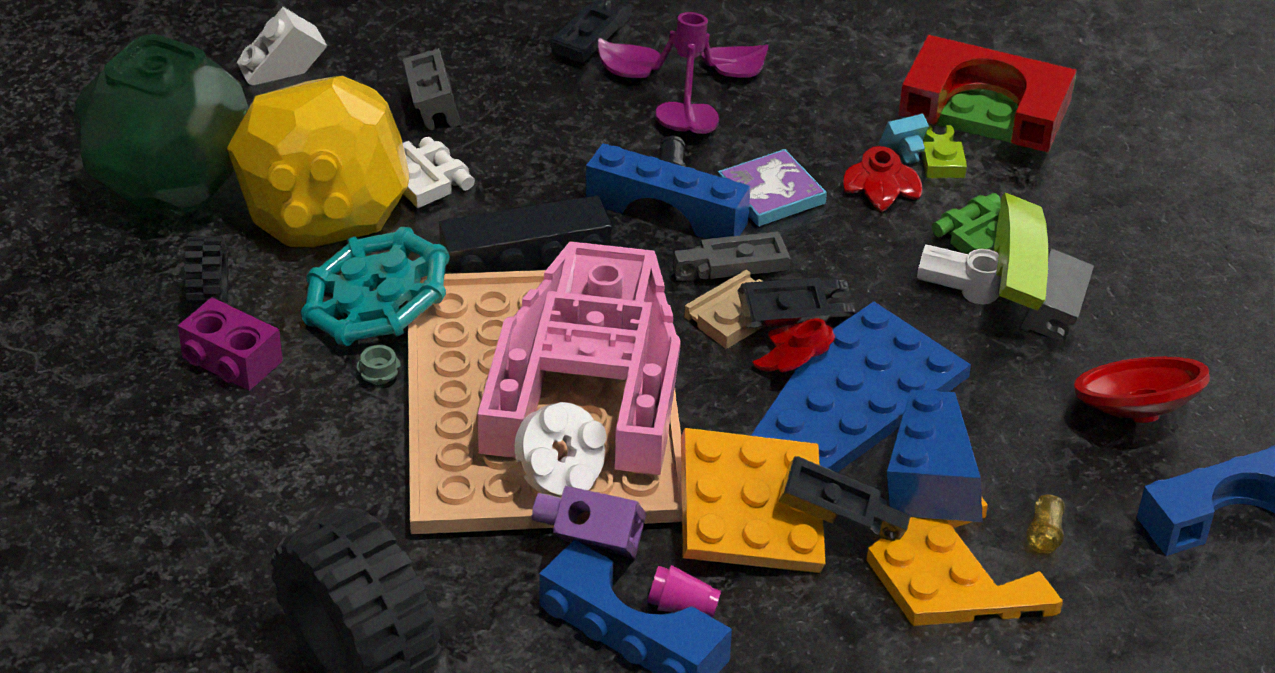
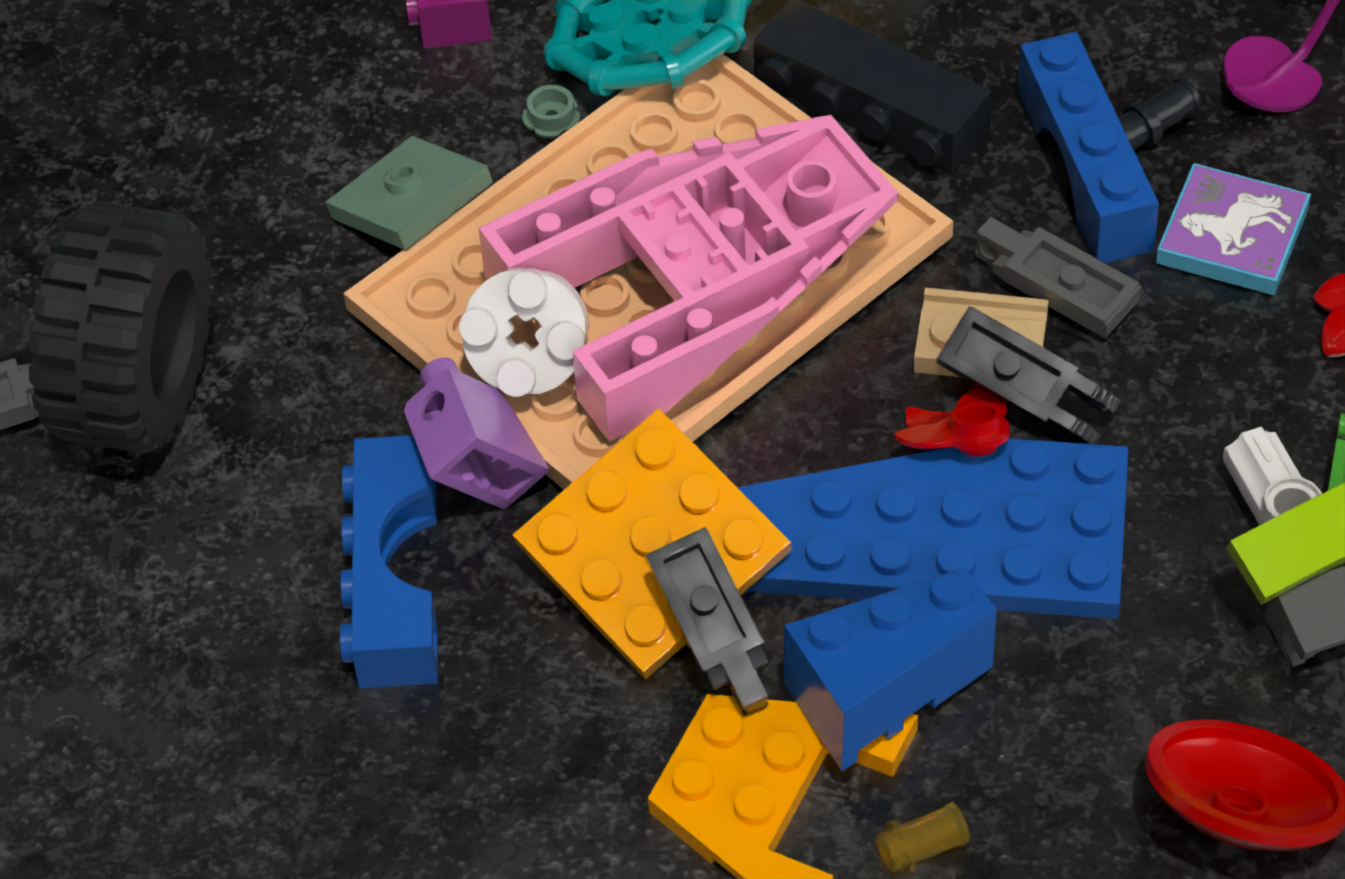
camera: 55 degrees right, 10 degrees up
(366, 452) = (409, 192): none -> sand green plate
(677, 590) = (472, 576): dark pink cone -> none

